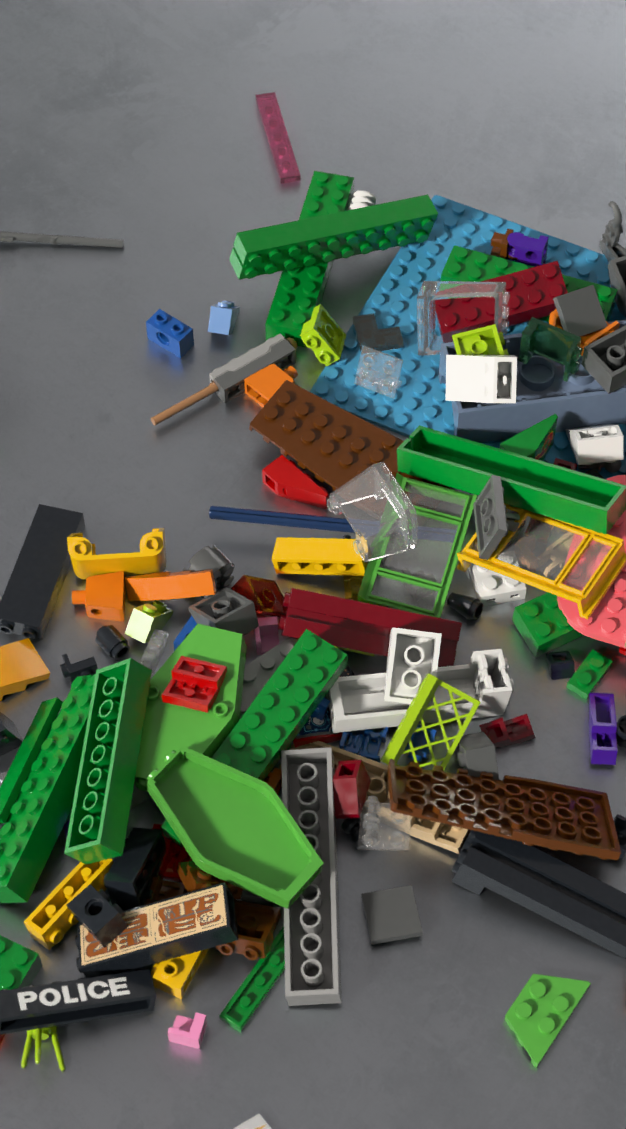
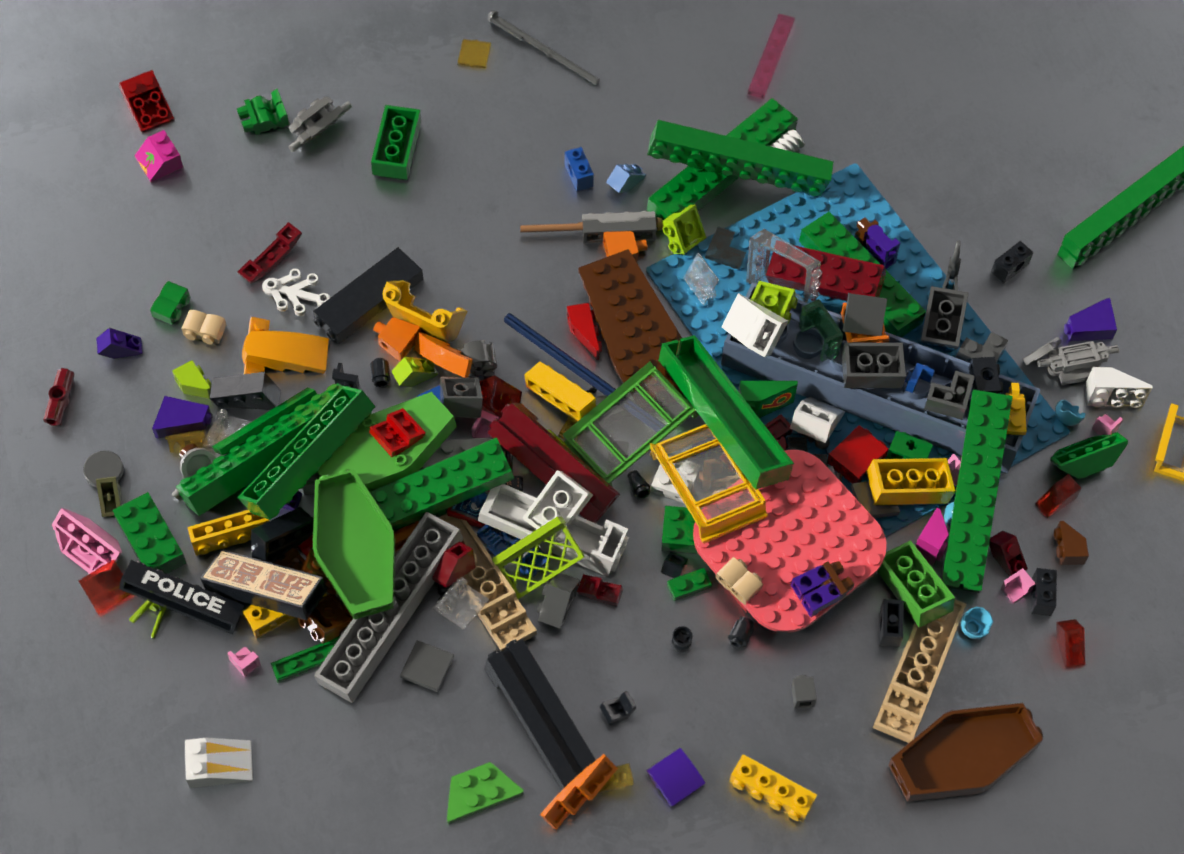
camera: 30 degrees right, 5 degrees up
(98, 915) = (233, 550): black brick -> none
(154, 649) = (400, 395): clear beam -> none
(377, 513) = (610, 383): clear windscreen -> none
(491, 517) = (688, 433): dark grey plate -> none
(508, 808) = (554, 647): reddish brown wing -> none
(602, 729) = (661, 633): dark purple slope -> none

